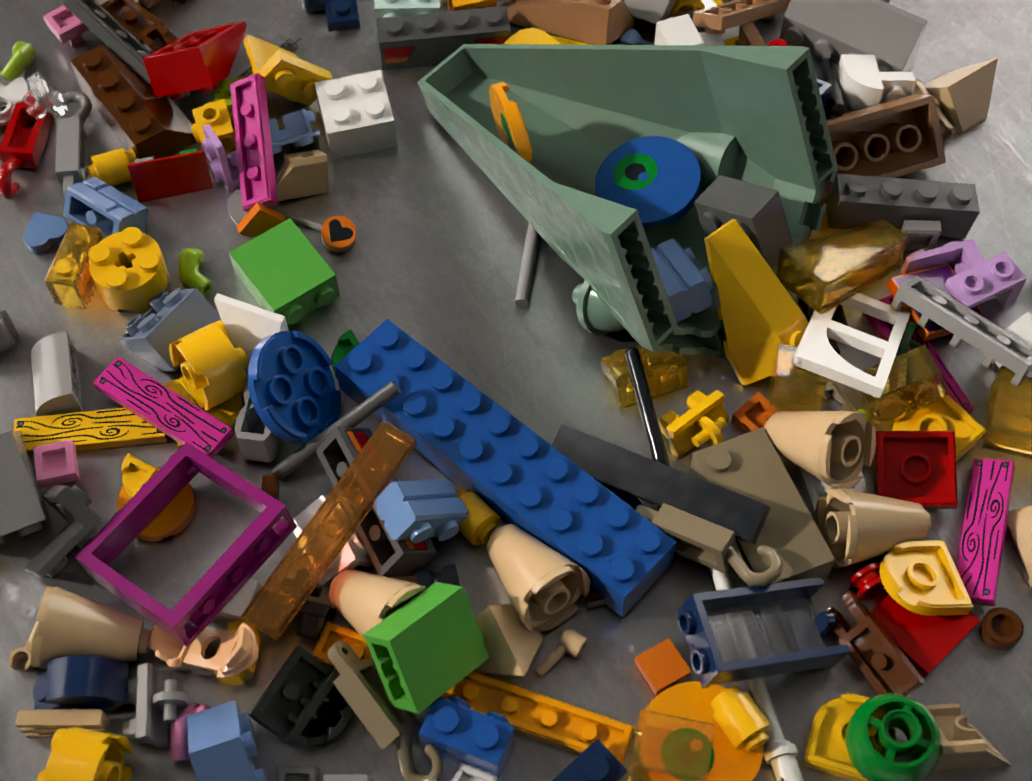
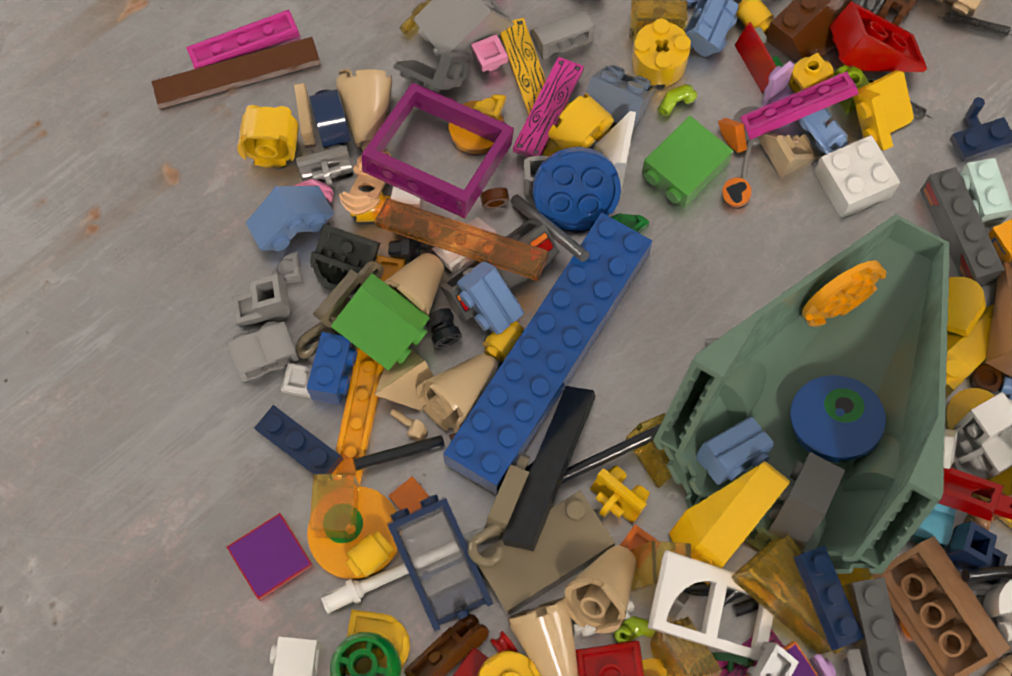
camera: 80 degrees right, 10 degrees up
(600, 670) = (398, 452): none -> black bar
(852, 228) = (828, 597): none -> dark blue plate

